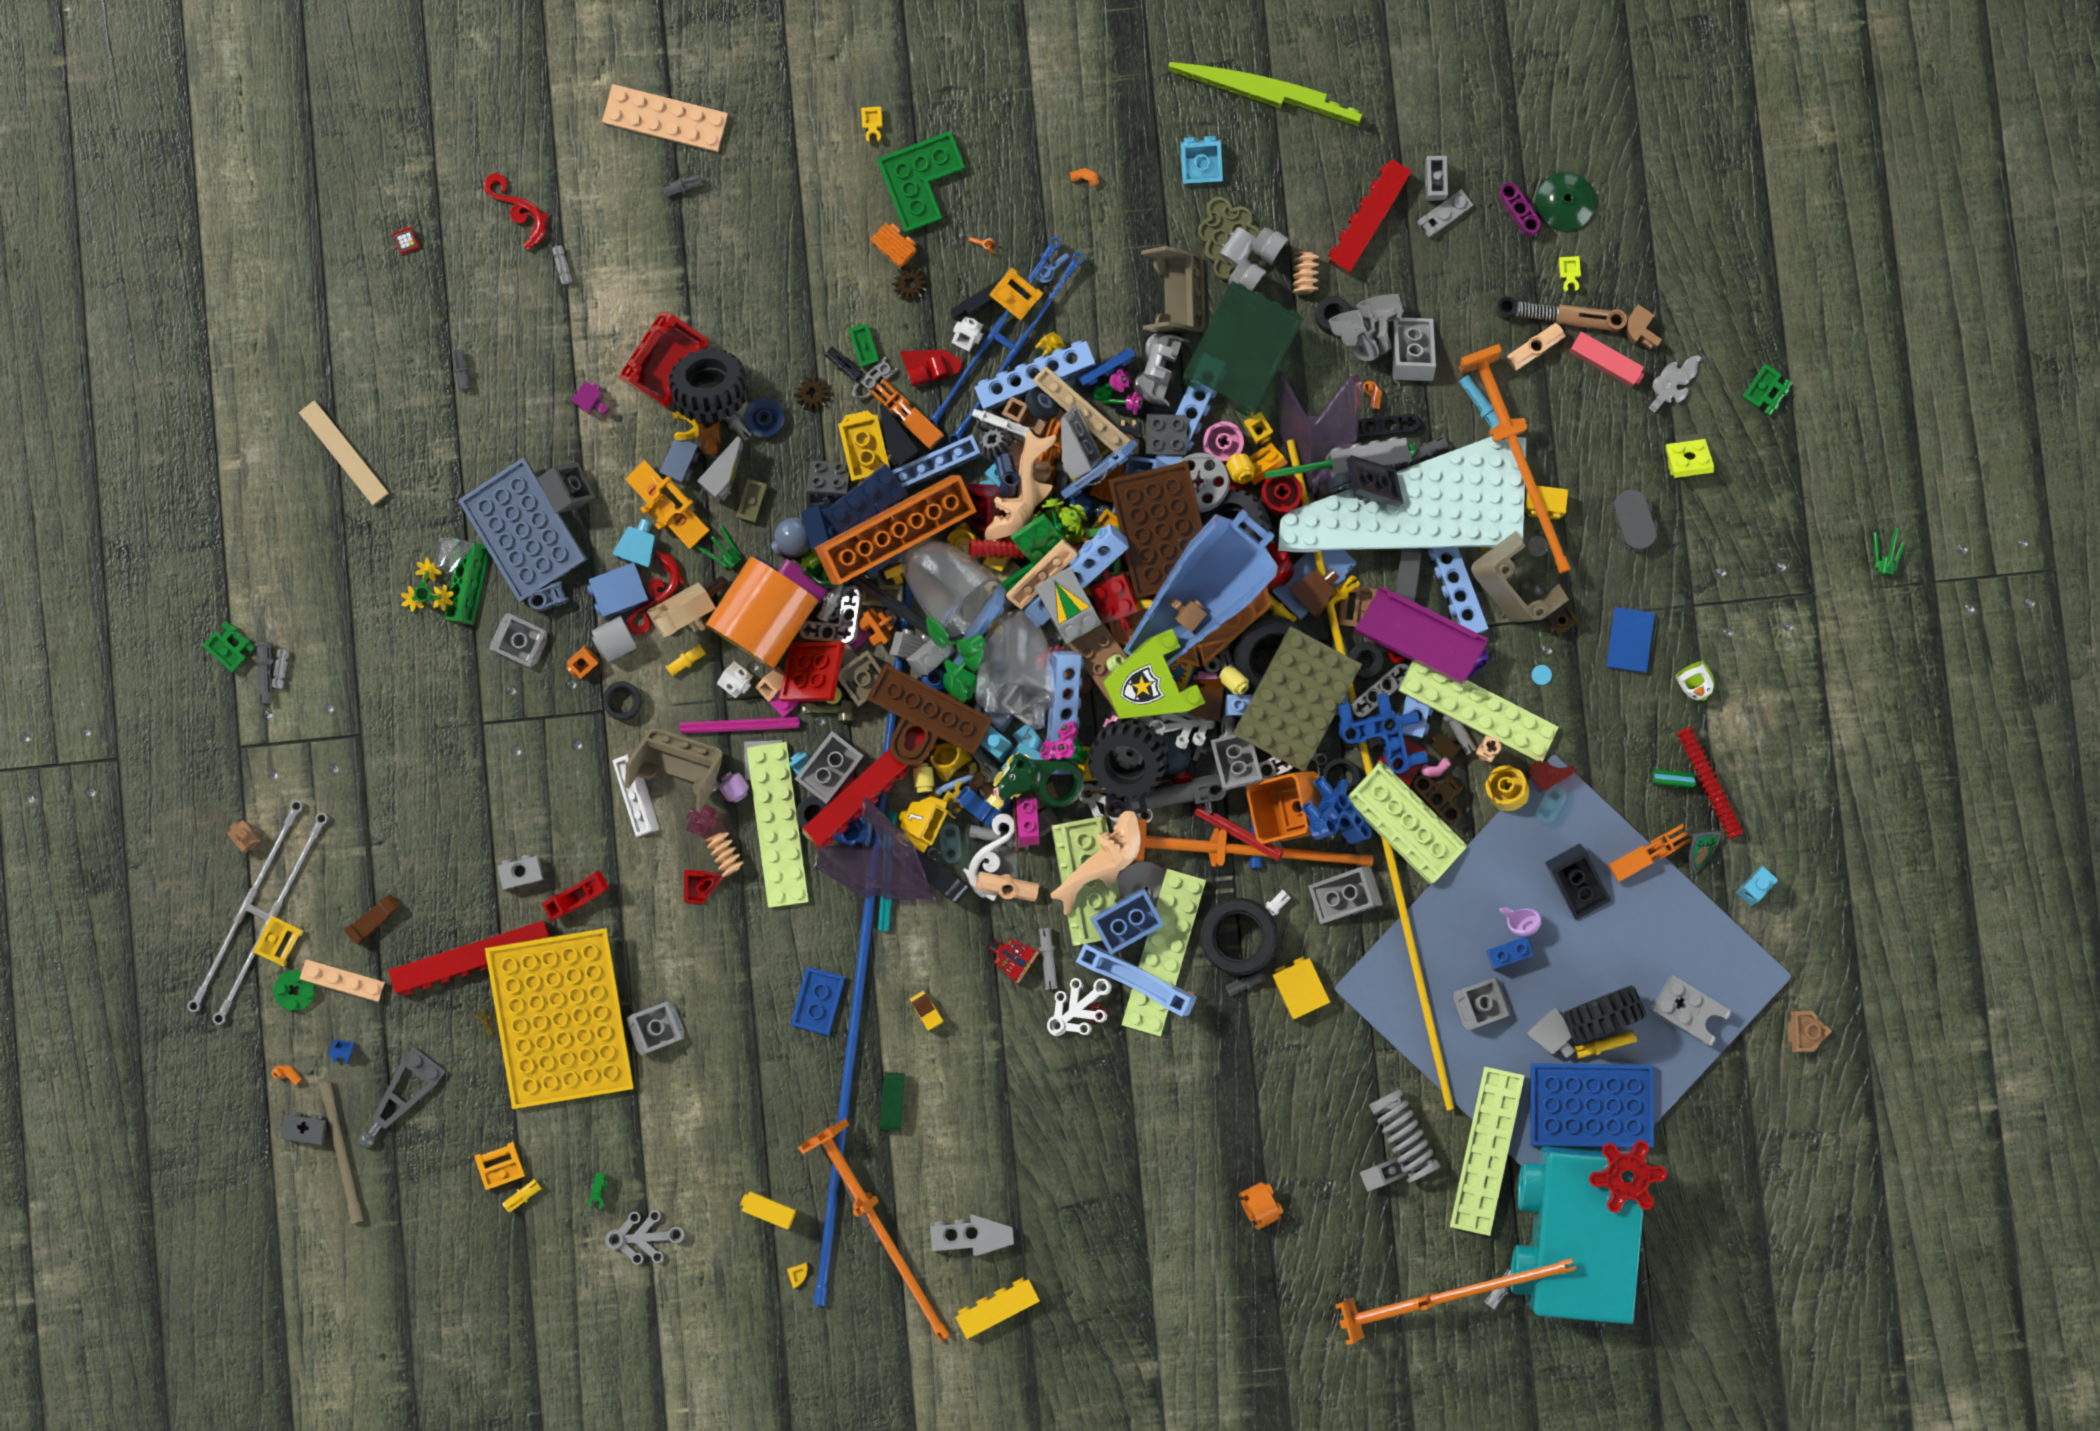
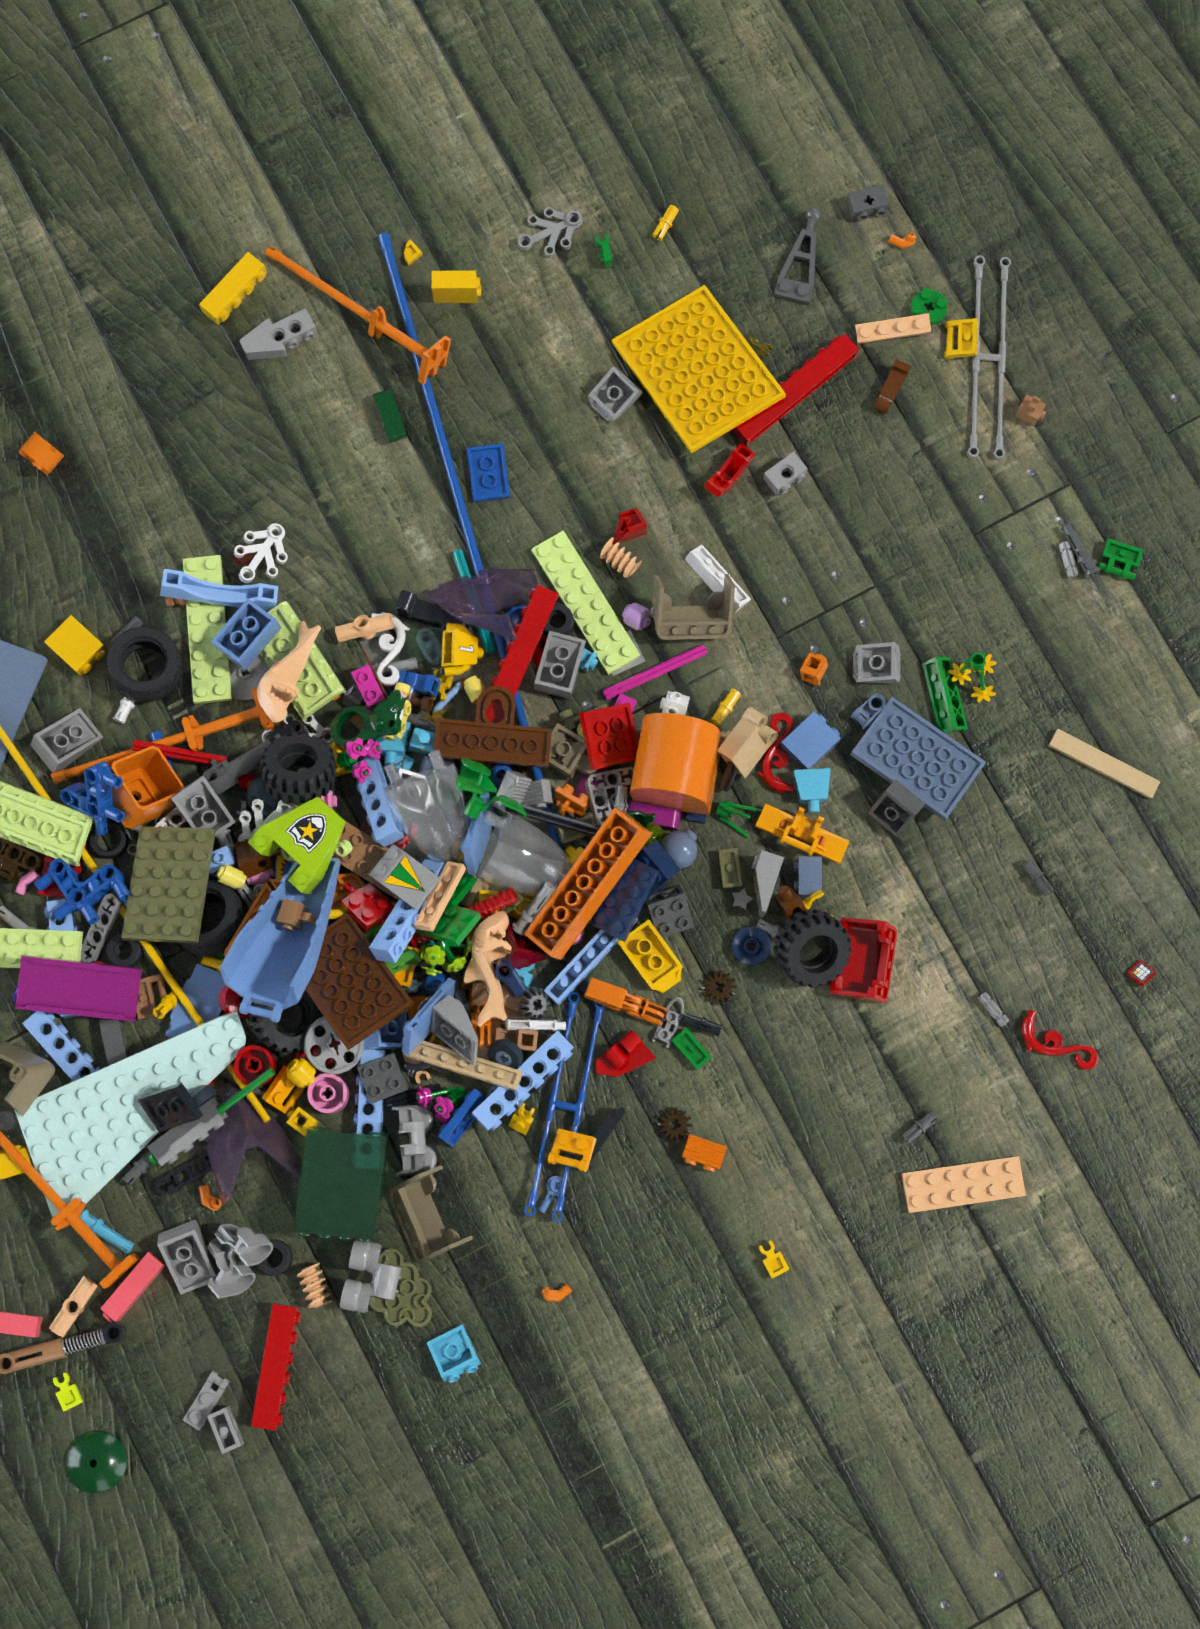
camera: 155 degrees right, 5 degrees down
(329, 1101) = (858, 234): dark tan piece -> none
(341, 1049) = (867, 275): blue tile -> none
(451, 552) = (970, 714): clear slope -> none
(502, 1172) = (691, 233): light orange plate -> none
(589, 397) = (913, 898): magenta brick -> none
(613, 639) = (795, 696): light grey piece -> none
(617, 686) = (765, 636): black tyre -> none
(701, 821) = (646, 578): clear pink brick -> none
(753, 468) = (741, 899): none -> light grey piece
(771, 684) = (639, 712): light nougat brick -> none
(899, 446) = (621, 969): black slope -> none
(909, 174) = (718, 1229): green plate -> none
(926, 1010) = (391, 499): leg -> none
(948, 760) = (461, 710): yellow hair -> none
(963, 527) = (529, 914): none -> light grey pin
(967, 333) = (602, 1097): white brick -> none
(985, 243) = (620, 1189): orange hand -> none
(1013, 958) = (334, 571): torso -> none
(1048, 958) = (309, 590): light grey pin -> none
(1266, 90) = (417, 1449): lime slope -> none
(1316, 590) = (190, 990): reddish brown torso -> none
(1445, 746) = (24, 905): dark brown brick -> none
(1474, 341) = (132, 1287): none -> coral brick
(1519, 200) = (146, 1434): magenta beam -> none

